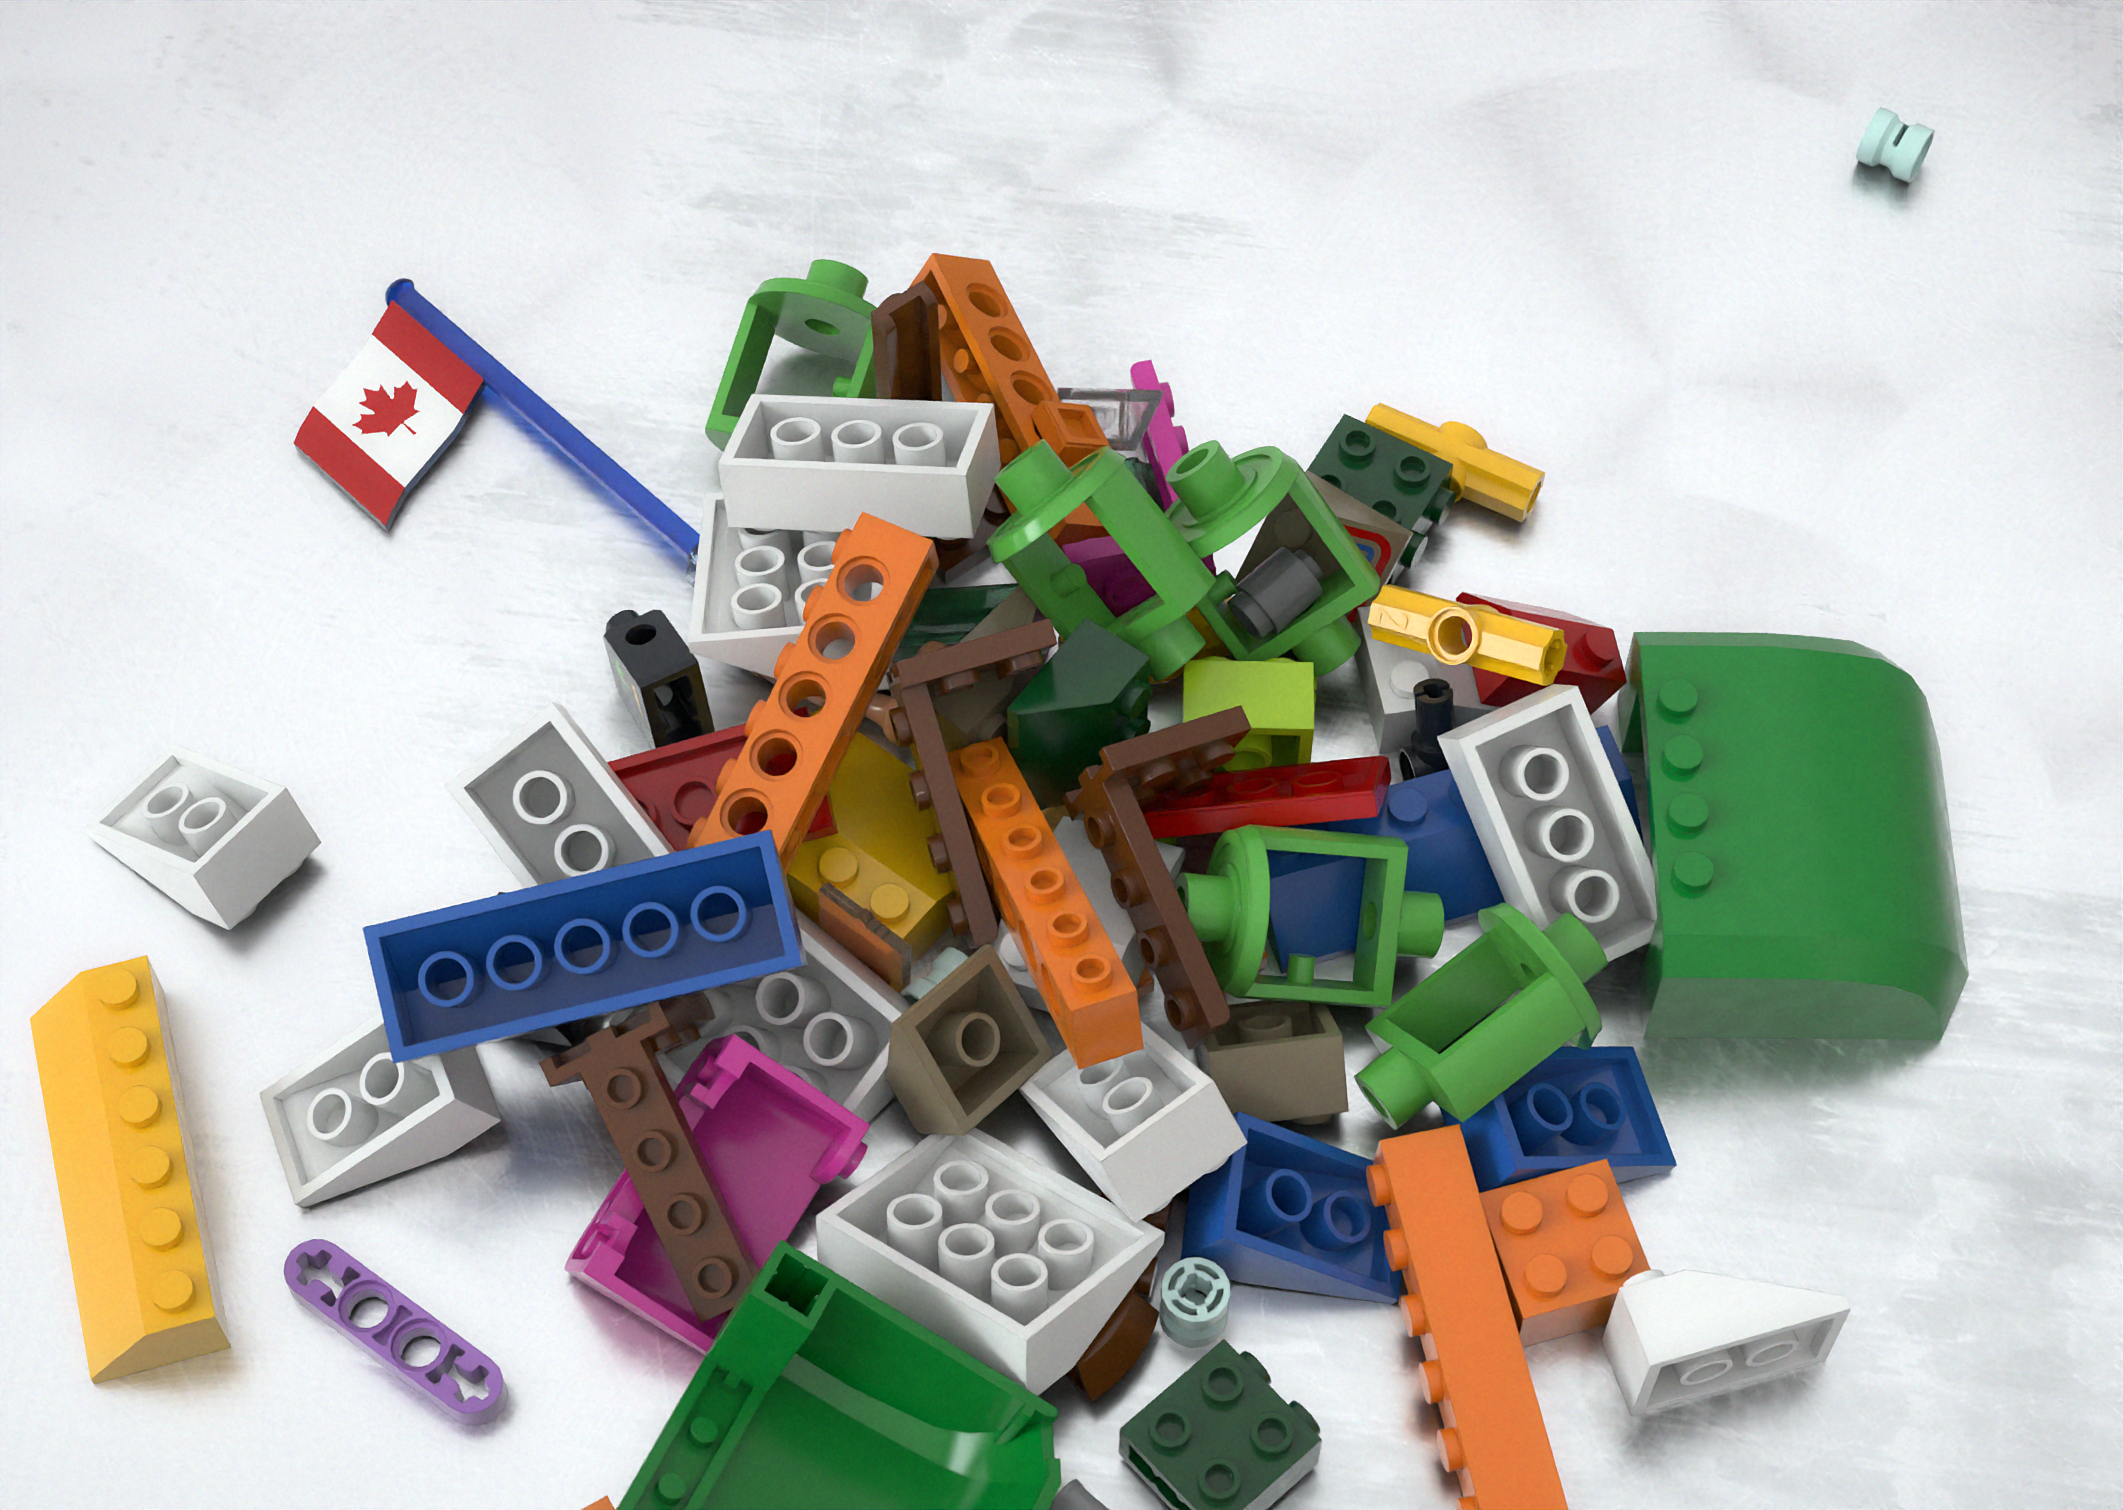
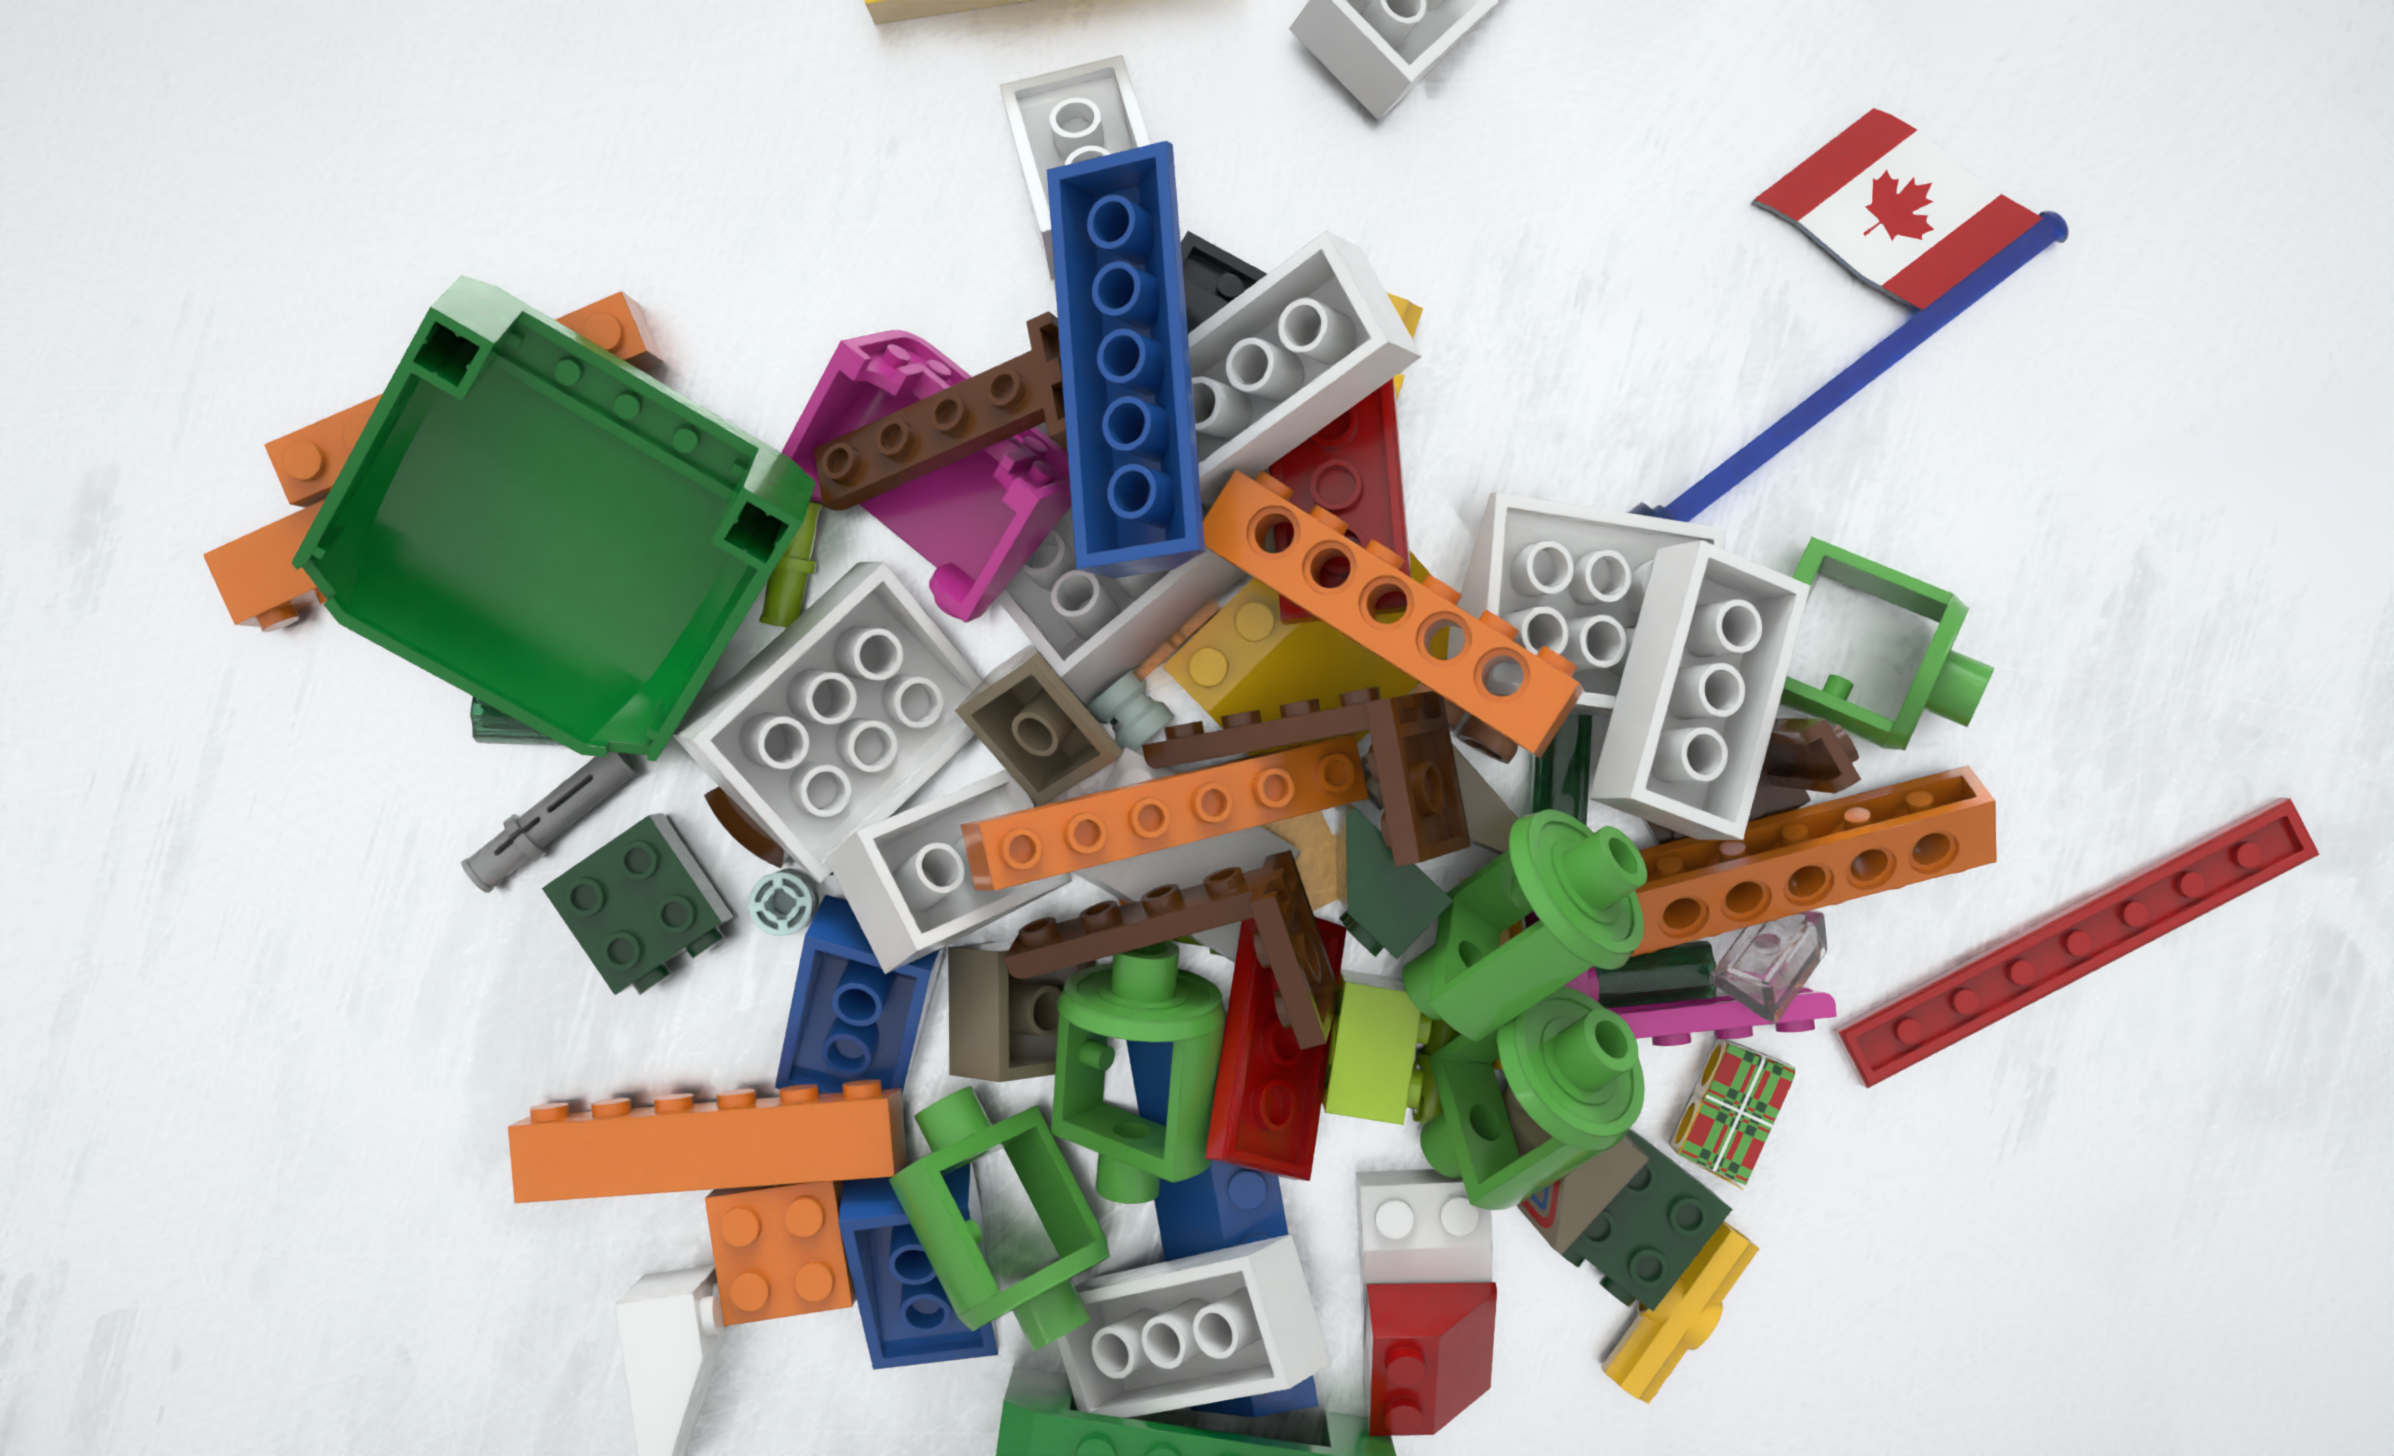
camera: 100 degrees right, 30 degrees up
(400, 1325) = (853, 164): medium lavender beam -> none
(649, 654) = (1515, 459): black torso -> none
(1059, 214) = (2076, 942): none -> red tile
(1069, 429) = (1743, 918): orange tile -> none
(1253, 419) = (1732, 1110): none -> piece
(1276, 592) = (1490, 1103): dark grey brick -> none
(1433, 718) = (1326, 1231): black pin -> none
(1498, 640) = (1387, 1316): yellow piece -> none

